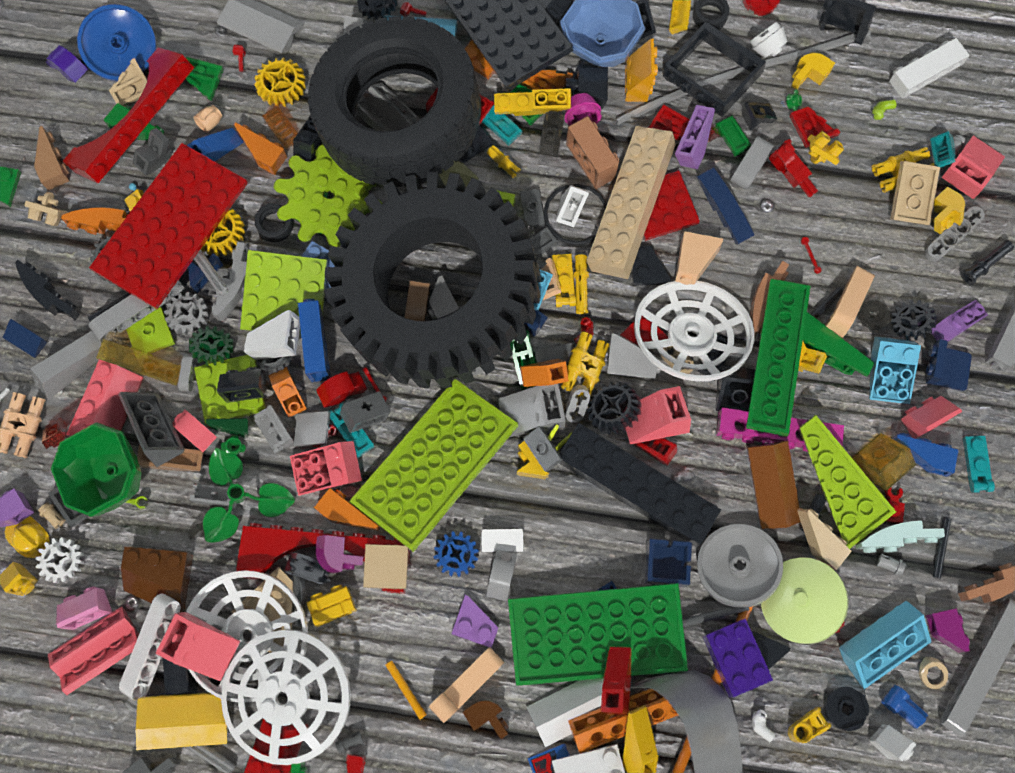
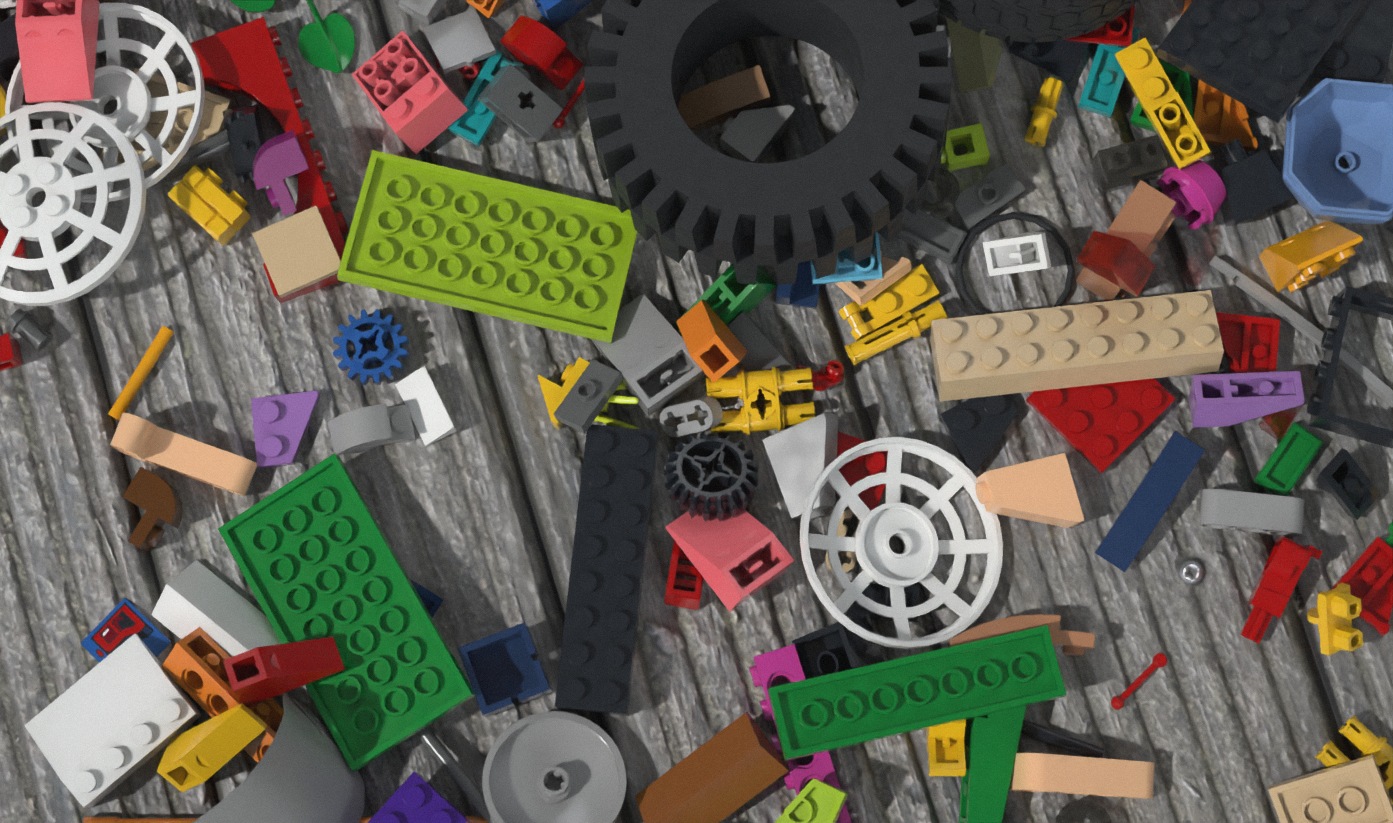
camera: 70 degrees right, 5 degrees up
(339, 511) = (354, 137): orange slope -> none
(604, 156) = (1116, 261): none -> clear red slope

